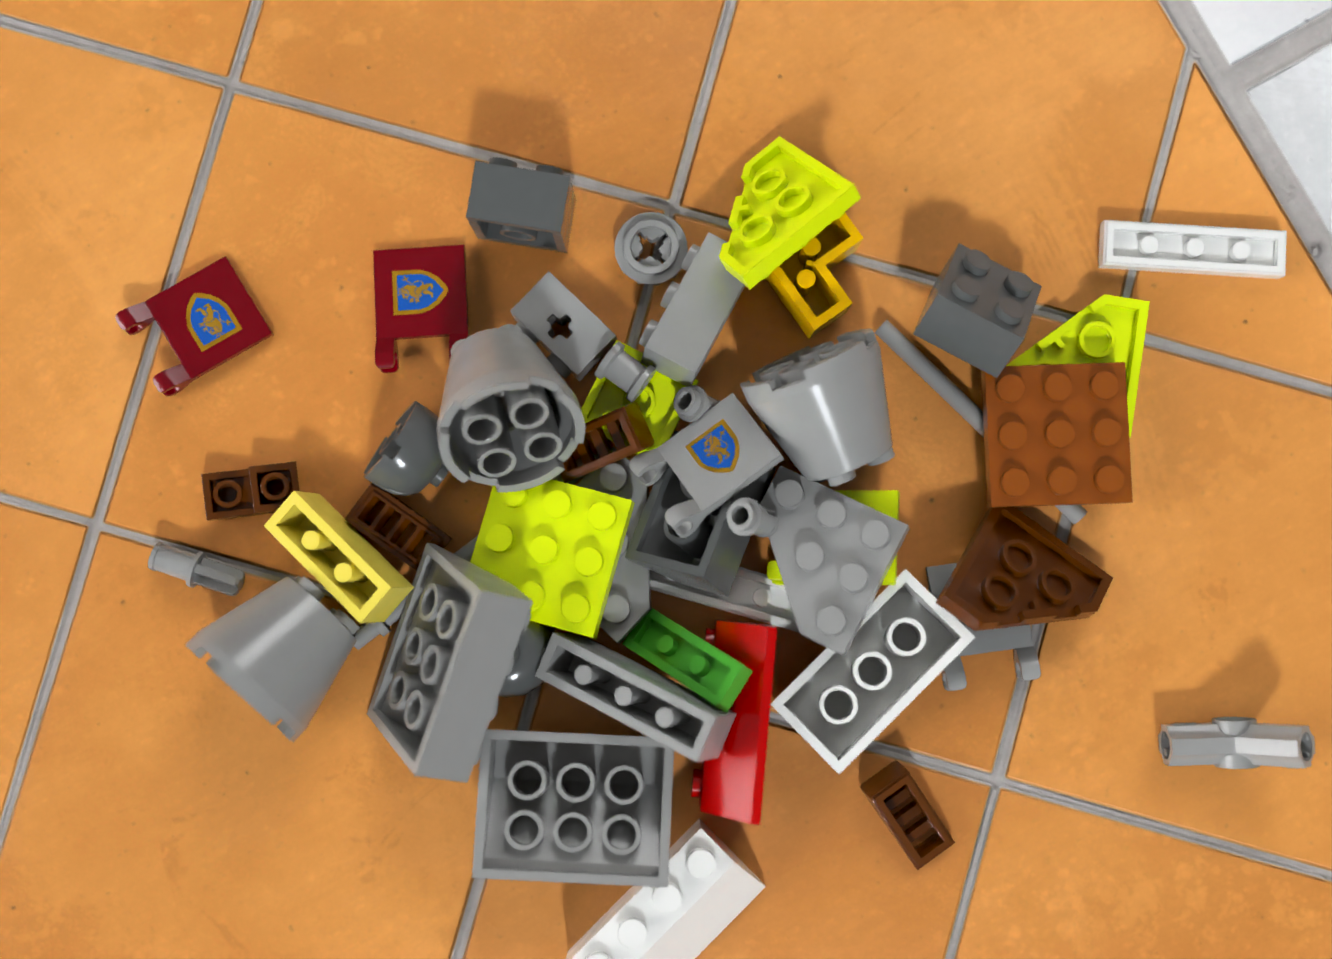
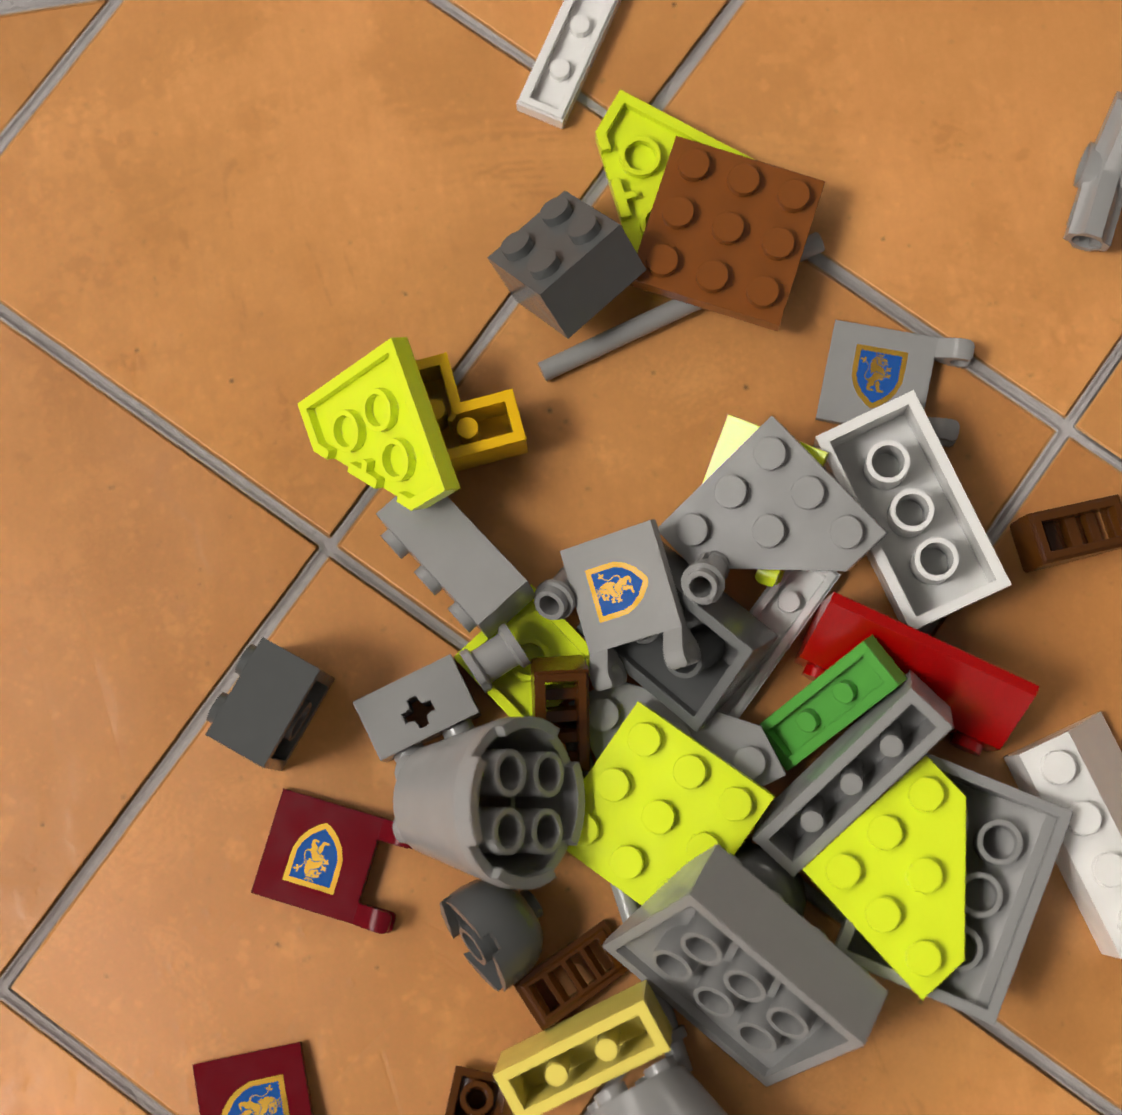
camera: 65 degrees left, 5 degrees down
(565, 765) = (904, 876): none -> neon yellow plate
(652, 227) = (344, 574): light grey gear -> none
(827, 406) = (610, 456): light grey cone -> none
(1020, 576) = (862, 323): reddish brown plate -> none

